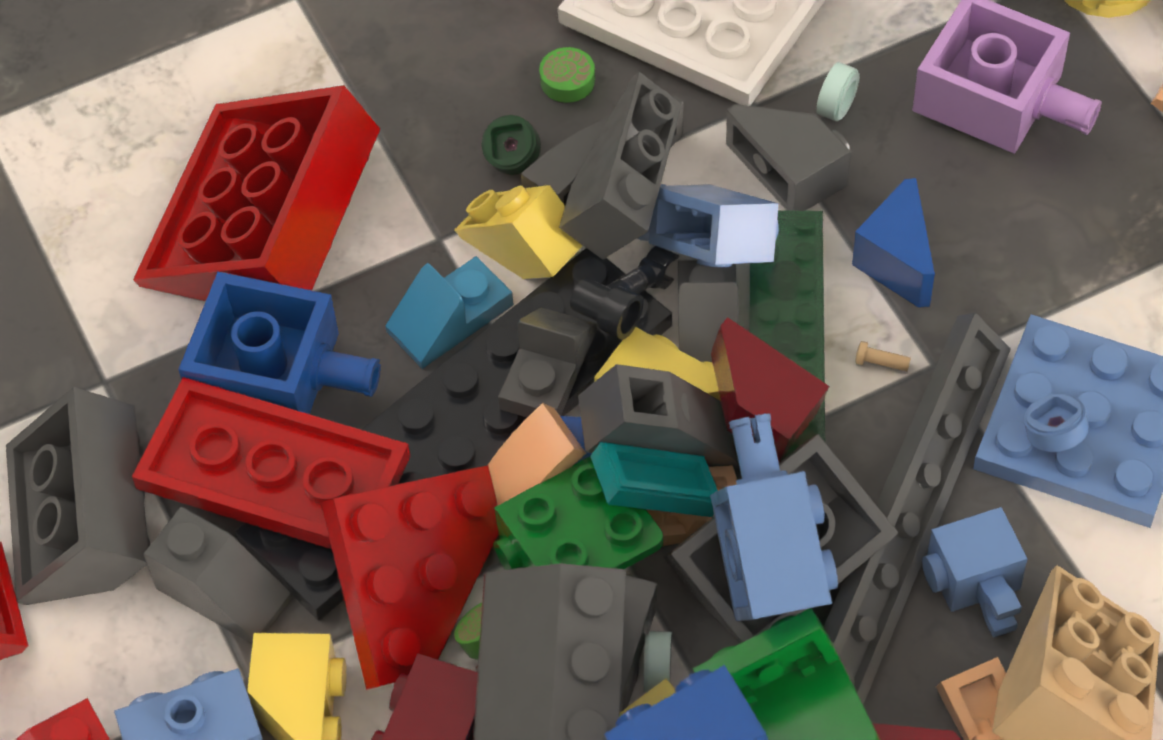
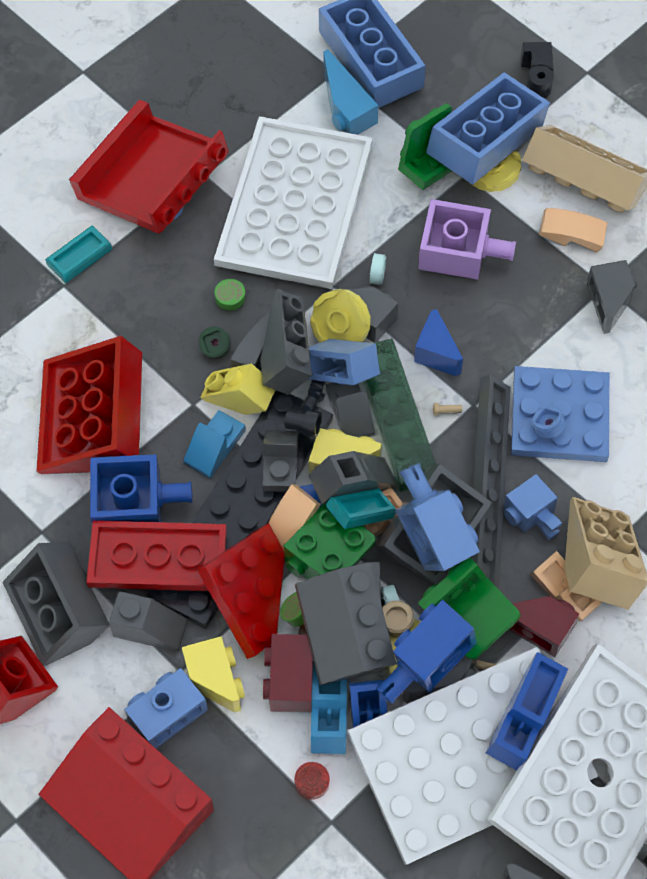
camera: 20 degrees left, 5 degrees up
(648, 681) = (398, 617): none -> tan tile
(740, 150) = (340, 316): none -> light yellow tile
(763, 381) = (398, 444): dark red slope -> none

